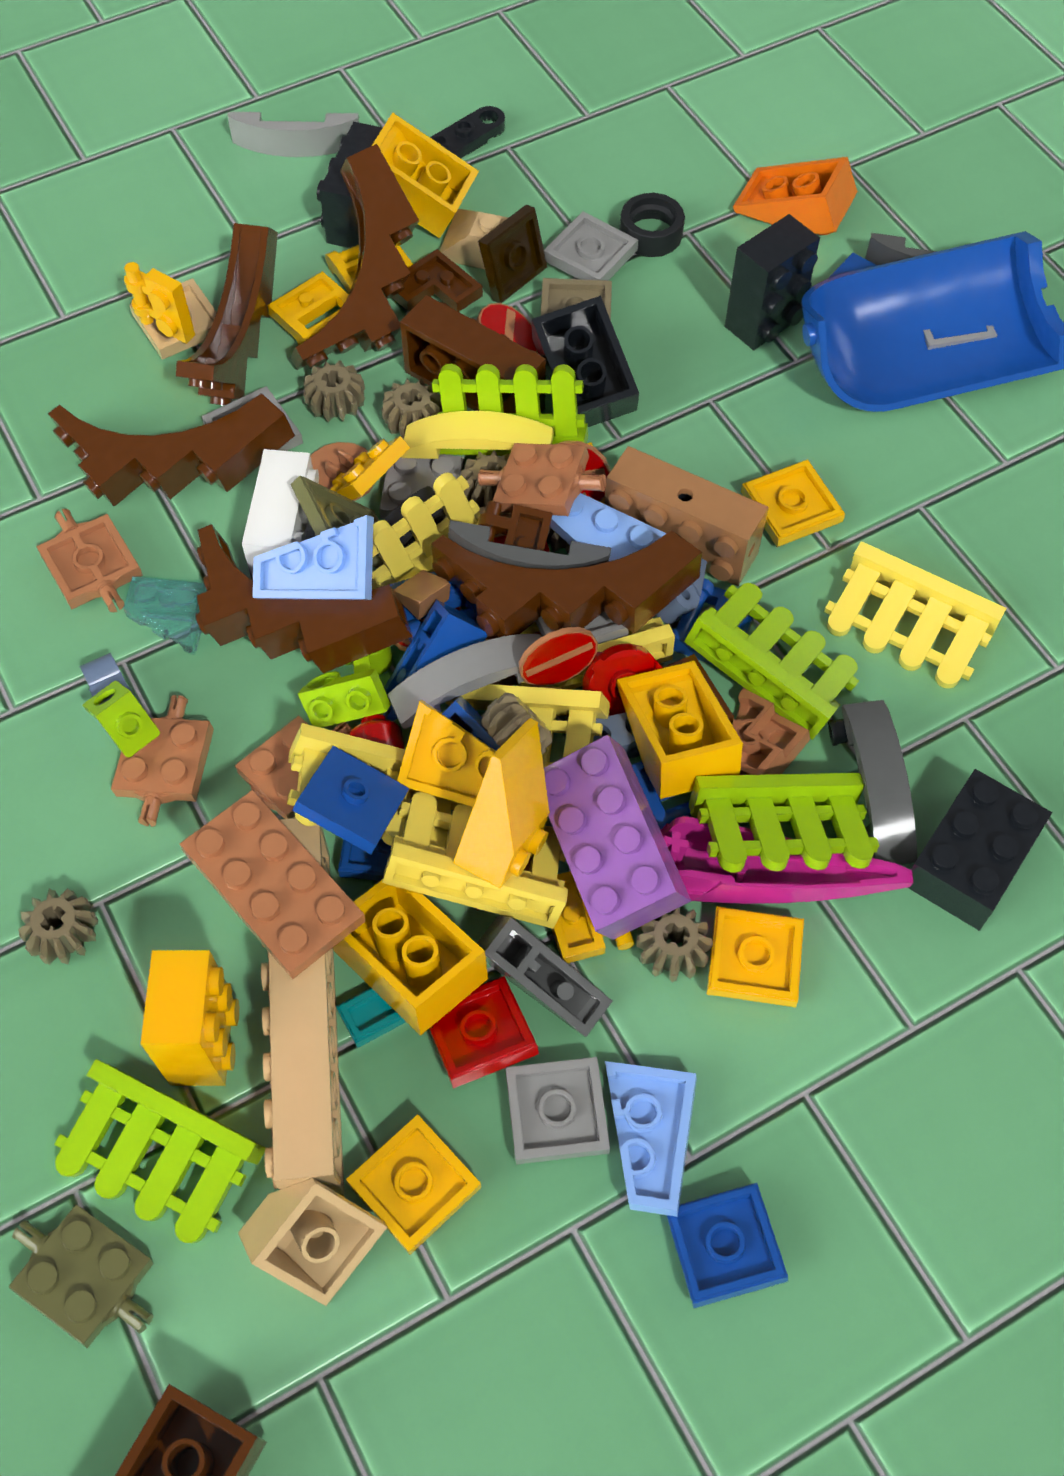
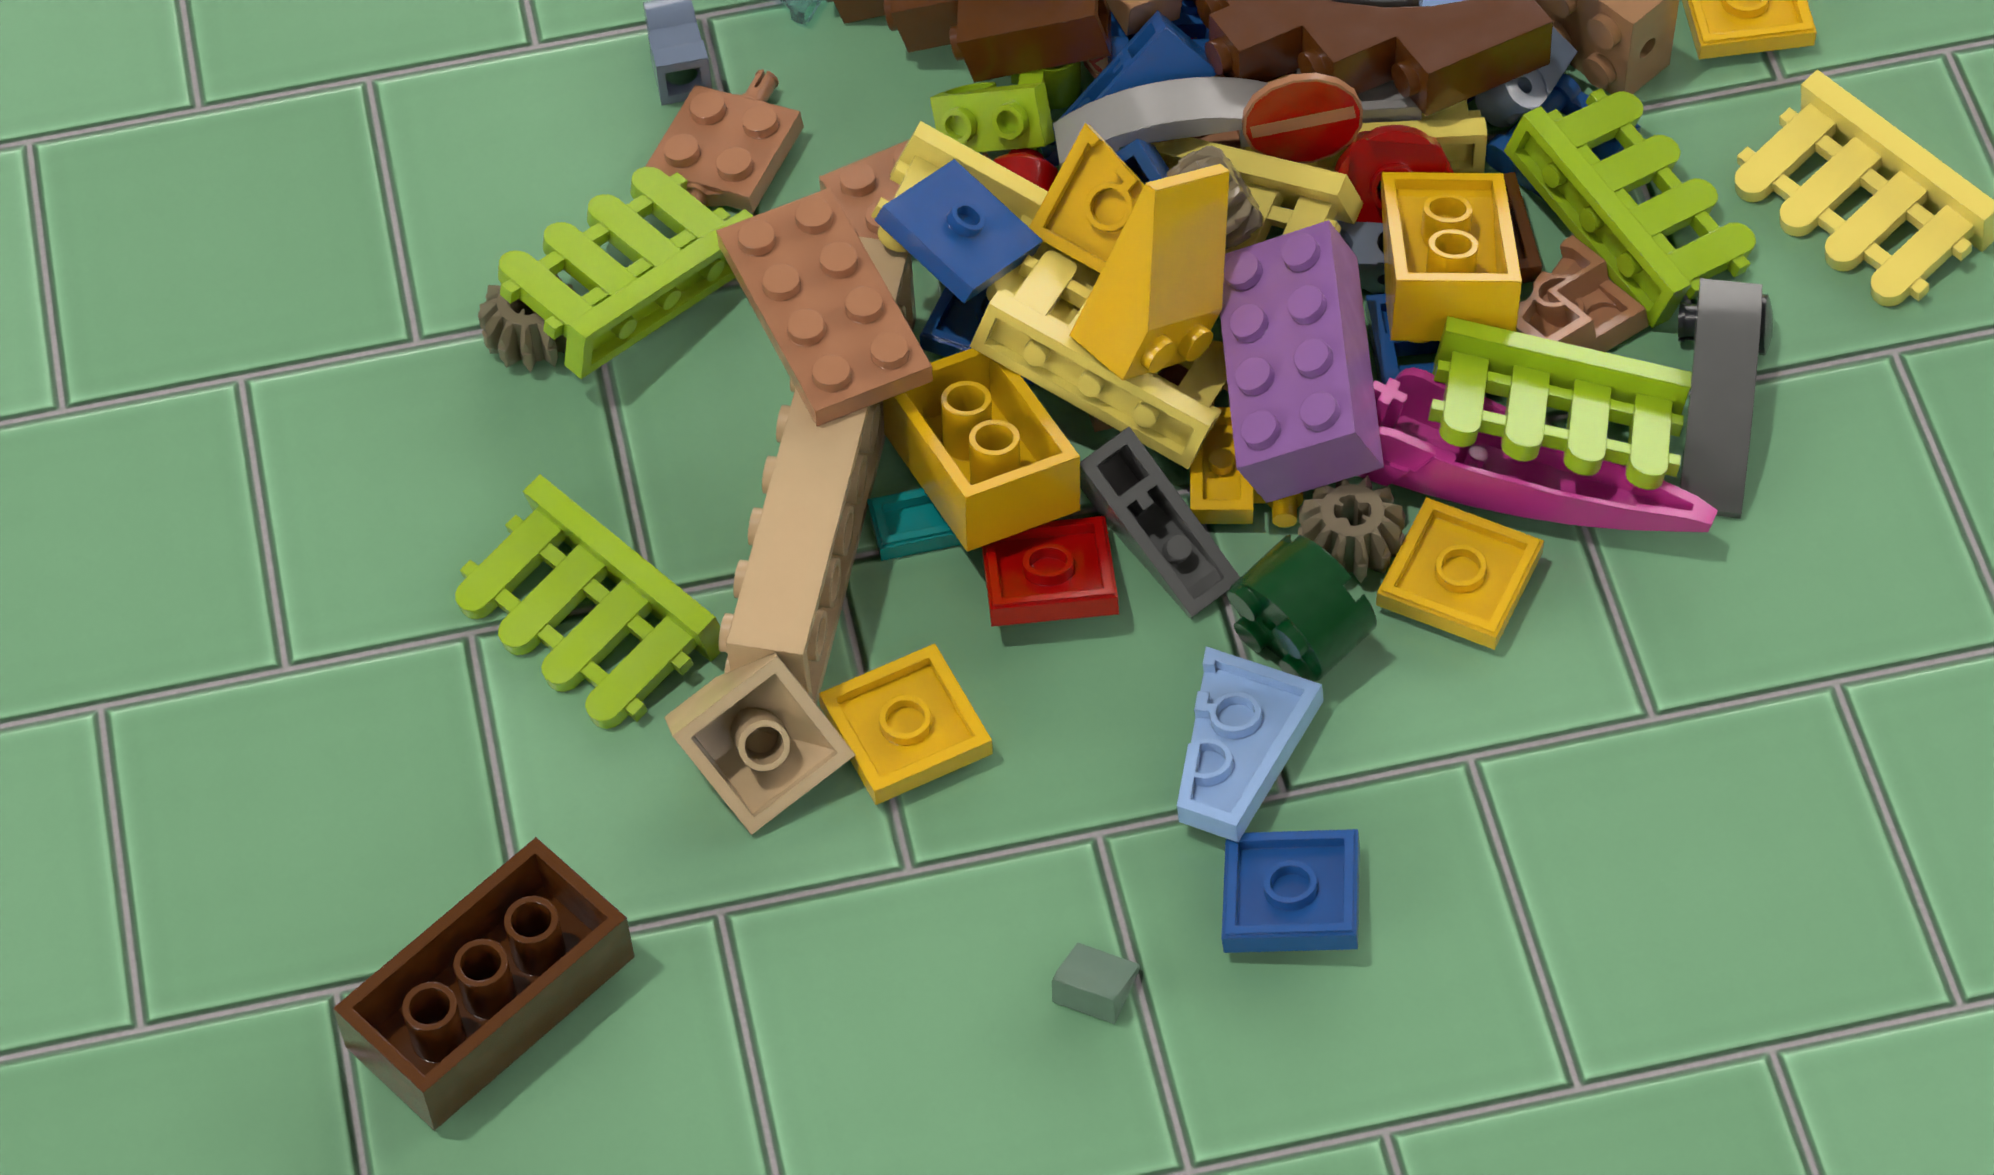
camera: 20 degrees right, 5 degrees down
(81, 1276) = (457, 723): olive plate -> none
(122, 718) = (685, 78): lime bracket -> none
(128, 900) = (622, 301): none -> lime fence
(189, 1018) = (673, 449): yellow brick -> none
(557, 1110) = (1121, 687): light grey plate -> none
(610, 1359) = (1094, 982): none -> sand green slope
(665, 1020) = (1300, 608): none -> dark green brick
(977, 849) = (1829, 511): black brick -> none

